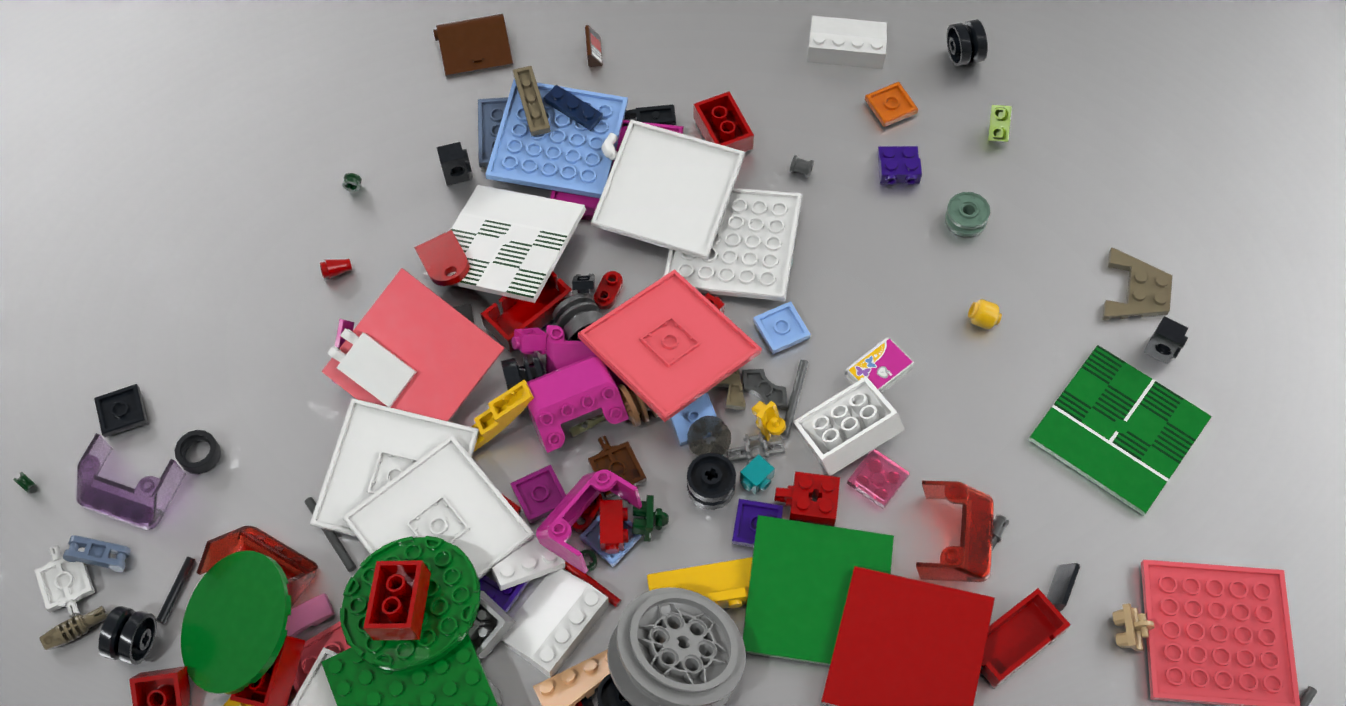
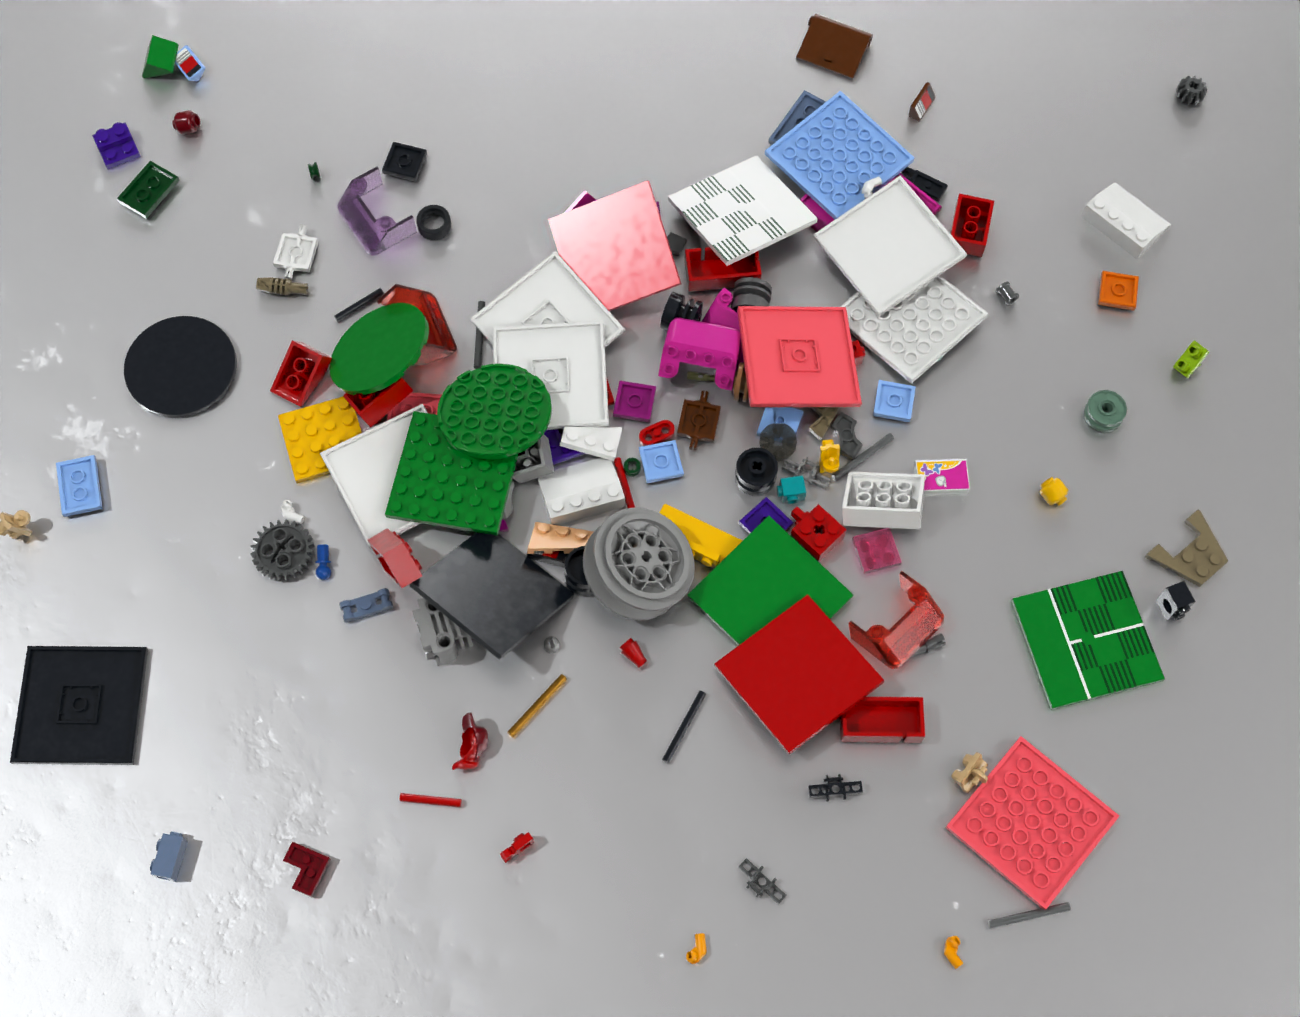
camera: 35 degrees right, 5 degrees up
(97, 553) = (326, 247): sand blue plate -> none
(127, 635) = (309, 312): black wheel -> none
(309, 613) = (427, 376): bright pink slope -> none
(333, 267) = (612, 152): red cone -> none
(351, 182) = (669, 96): dark green bush -> none
(373, 367) = (583, 238): white tile -> none
(397, 600) = (485, 402): red brick -> none
(442, 257) = (690, 192): tile -> none
(454, 163) = (749, 128): black brick -> none
(502, 412) = (647, 327): yellow slope -> none
(529, 340) = (704, 290): dark pink brick -> none
(531, 101) = (838, 115): dark tan plate -> none
(557, 526) = (647, 424): dark pink windscreen -> none
(573, 107) = (866, 140): dark blue plate -> none
(583, 283) = (773, 274): black hinge -> none
(608, 288) = (792, 292): red plate -> none
(612, 526) = (664, 453): red brick -> none
(651, 518) = (696, 460): dark green hips -> none
(899, 165) = (1084, 340): dark purple plate -> none
(967, 42) = (1219, 280): black wheel -> none
(1062, 585) = (946, 712): black slope -> none

